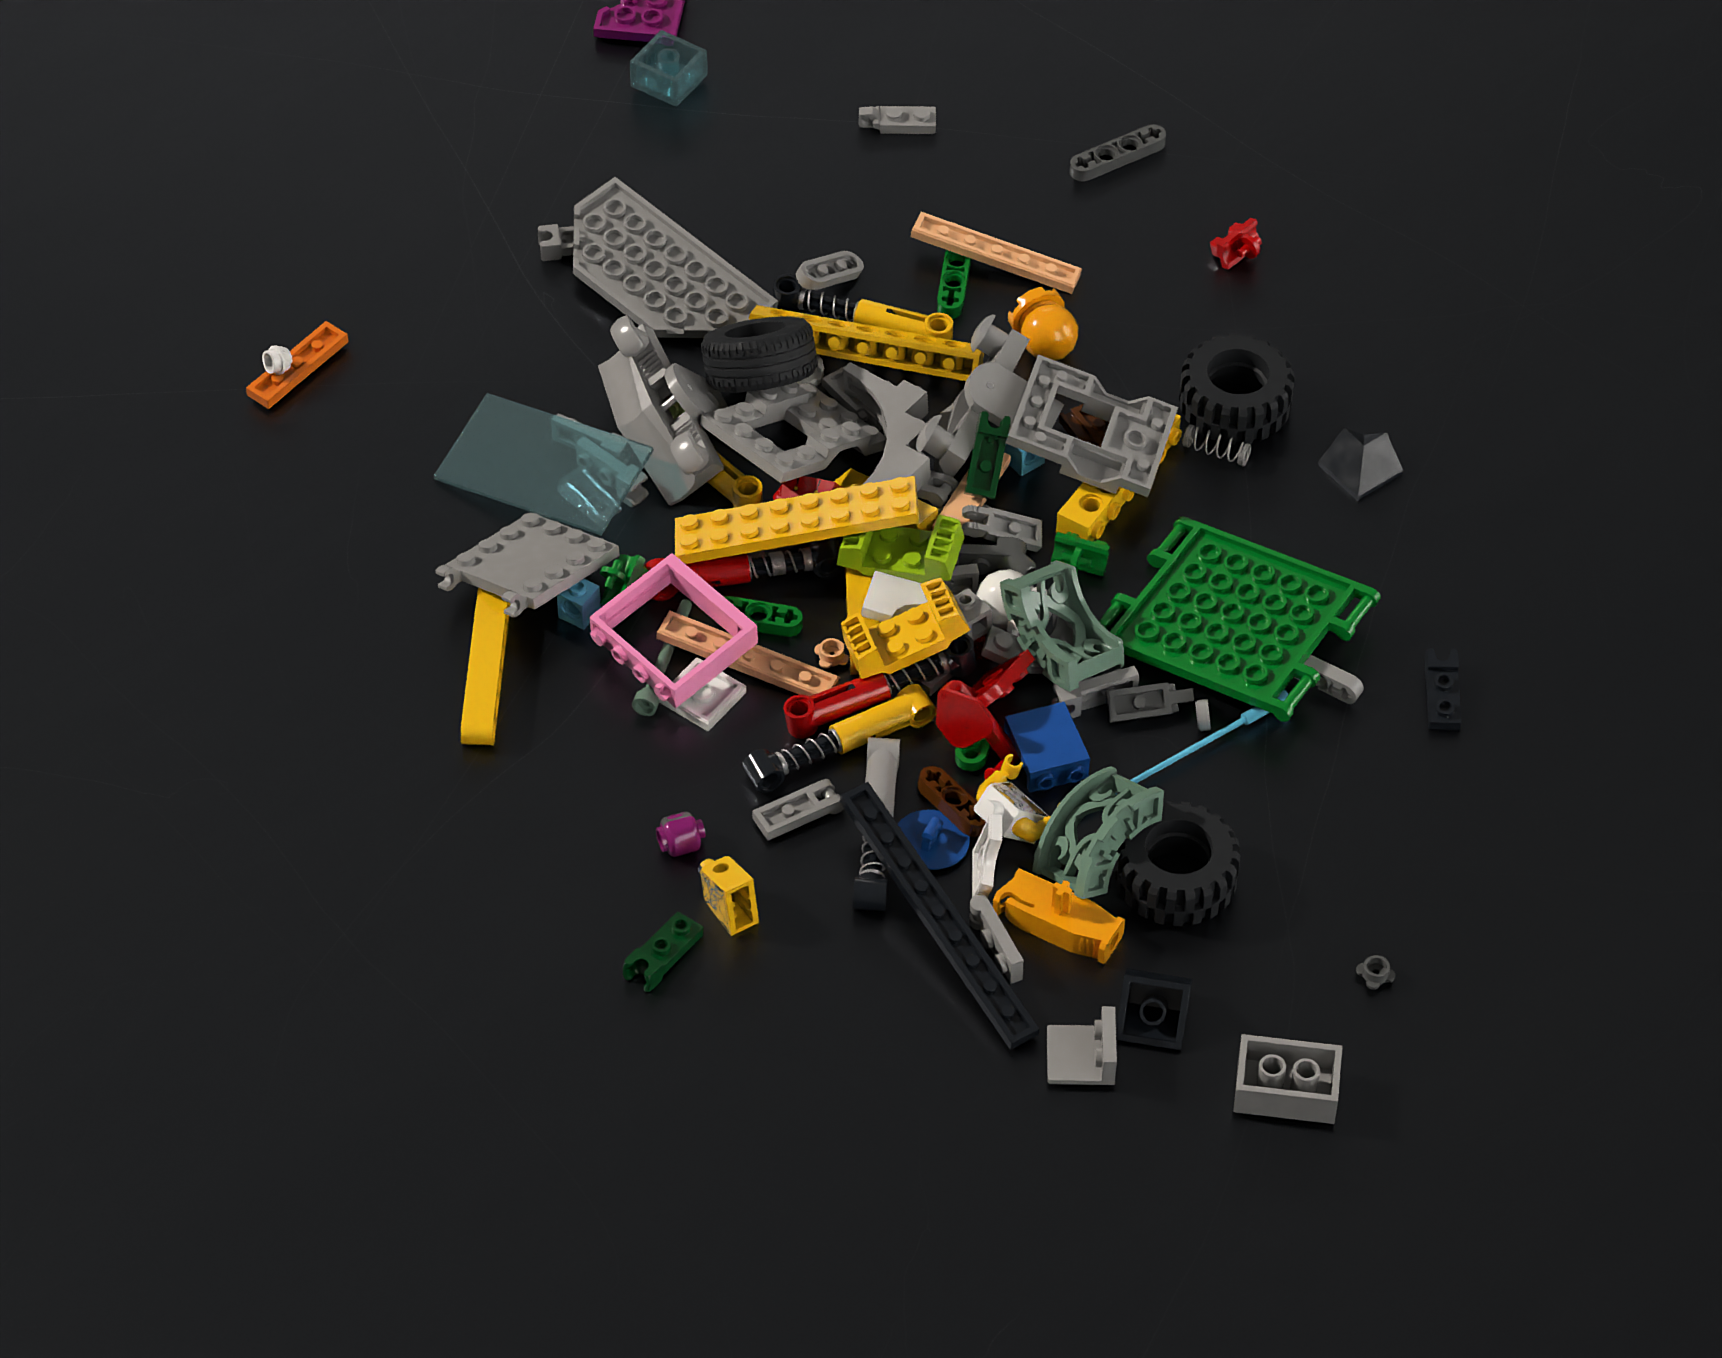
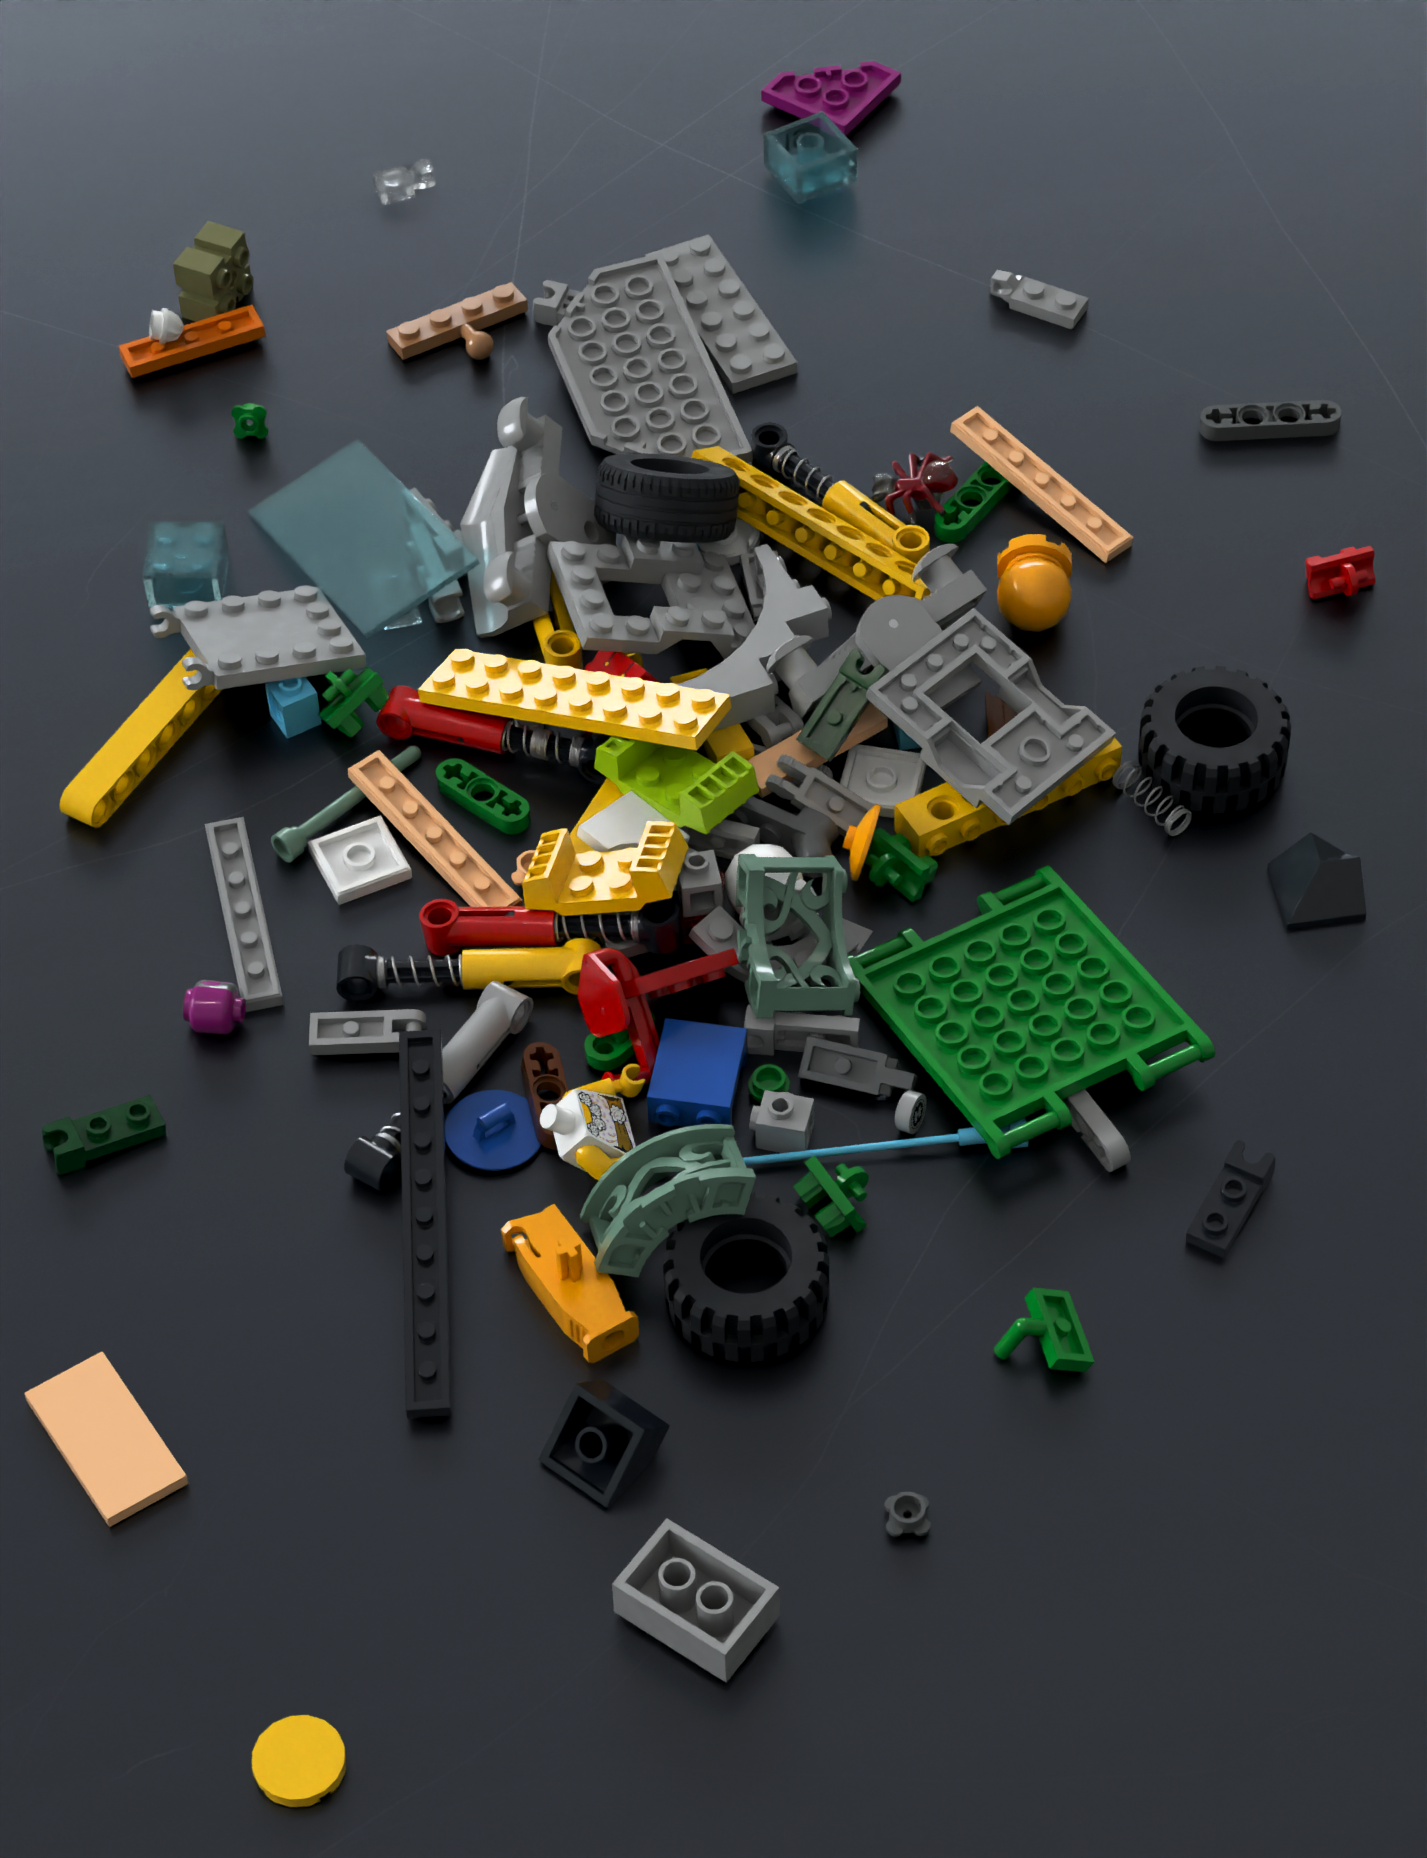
camera: 30 degrees right, 0 degrees up
(286, 306) = (213, 272): none -> olive brick
(365, 191) = (399, 184): none -> clear plate
(385, 402) = (252, 412): none -> green plate
(422, 531) = (185, 563): none -> clear light blue brick
(490, 278) = (459, 321): none -> medium nougat plate
(645, 760) = (244, 914): none -> light grey tile
(699, 214) = (727, 317): none -> light grey plate
(716, 606) = (339, 720): bright pink window -> none
(724, 882) = (210, 1080): yellow torso -> none
(817, 1148) = (106, 1439): none -> light nougat tile
(829, 270) = (830, 436): light grey plate -> none
(916, 282) = (923, 485): none -> animal
(985, 856) = (527, 1176): white tile -> none
(996, 938) = (478, 1277): light grey plate -> none
(1029, 497) = (883, 775): none -> white tile
(1054, 541) = (859, 840): none -> light orange dish
(1083, 1052) = (485, 1458): light grey bracket -> none
(1096, 734) = (768, 1078): none -> green plate
(1098, 1291) = (299, 1760): none -> yellow tile
(1126, 753) = (783, 1122): none -> light grey brick
(1192, 783) = (819, 1184): none -> green hips
(1388, 813) = (1057, 1328): none -> green plate

